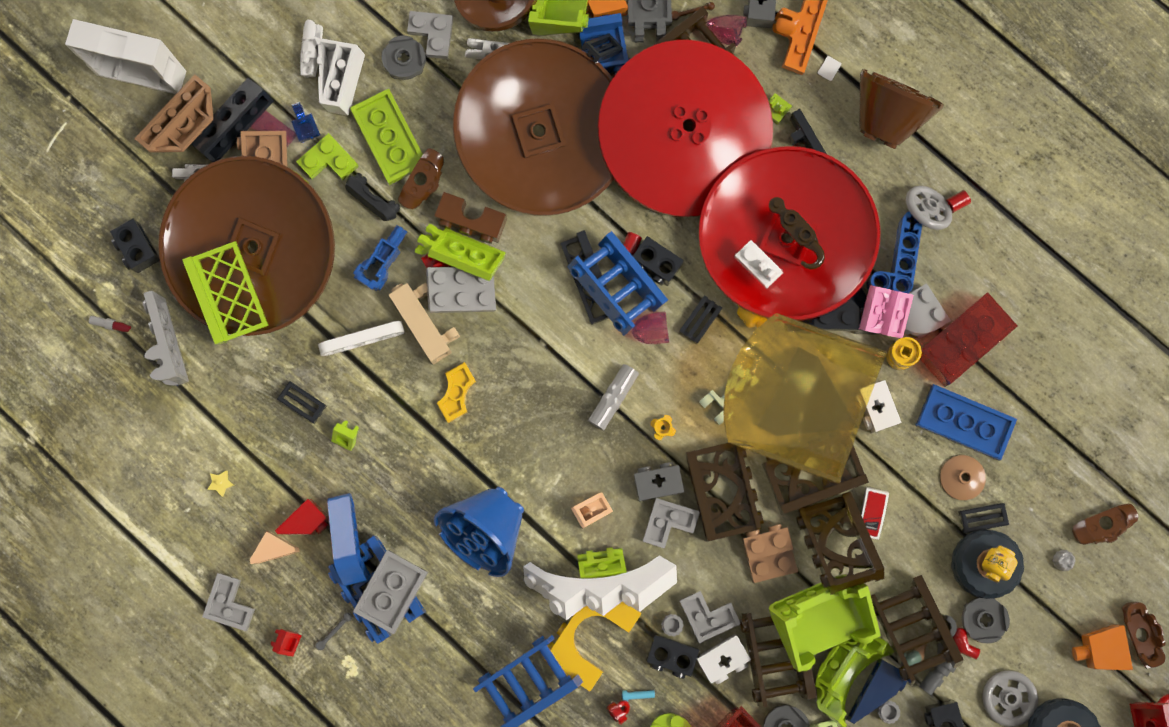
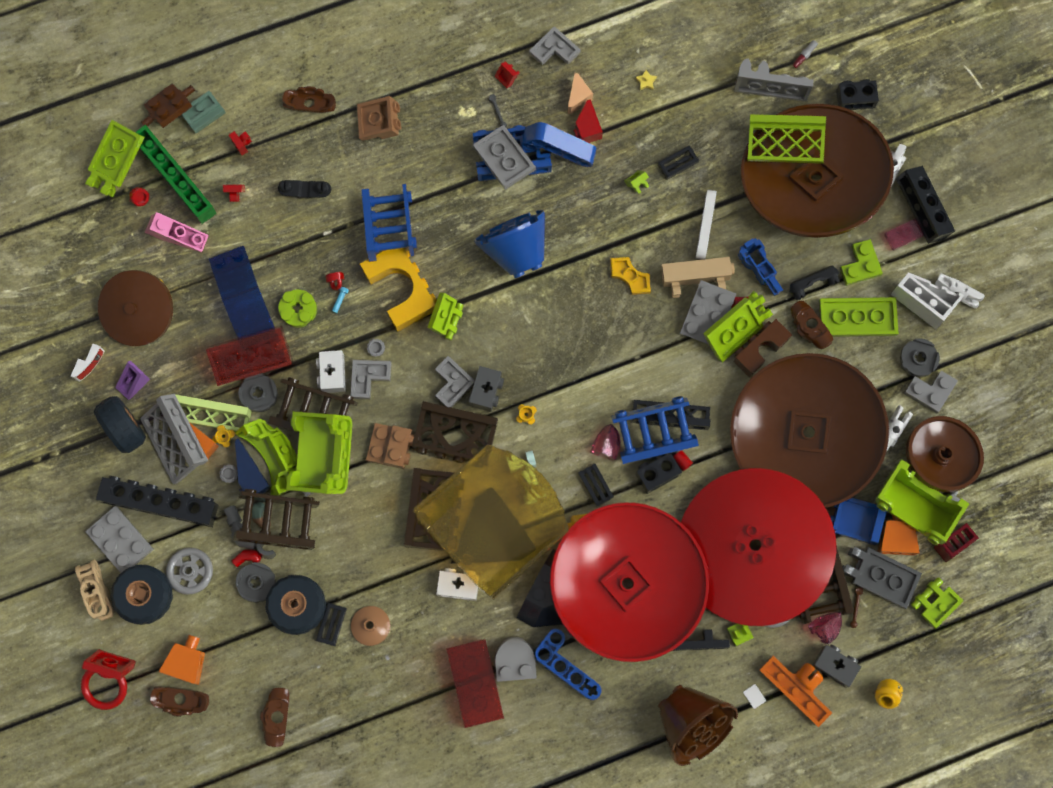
camera: 115 degrees right, 5 degrees down
(126, 56) = (1009, 144): white tile -> none
(180, 119) = (942, 165): medium nougat wedge -> none
(264, 144) = (889, 218): medium nougat plate -> none
(304, 125) = (897, 258): clear blue plate -> none
(591, 510) = (490, 329): light nougat slope -> none
(604, 51) = (852, 500): black tile -> none
(613, 397) = (568, 388): light grey axle -> none
(634, 588) = (416, 327): white arch -> none
(674, 650) = (358, 340): black brick -> none
(758, 264) = (615, 542): white plate -> none
(798, 230) = (626, 587): dark brown piece -> none
(848, 515) = (346, 507): dark brown fence -> none
(873, 510) = (380, 539): slope -> none
(886, 311) = (528, 627): bright pink slope -> none
(903, 353) = (489, 626): yellow wheel -> none
(929, 207) = (594, 706): light grey plate -> none
(959, 201) = (591, 741): red hinge -> none
(966, 422) = (411, 651): blue tile -> none
(999, 564) = (290, 605): yellow head -> none
(1064, 560) = (267, 670): light grey piece -> none

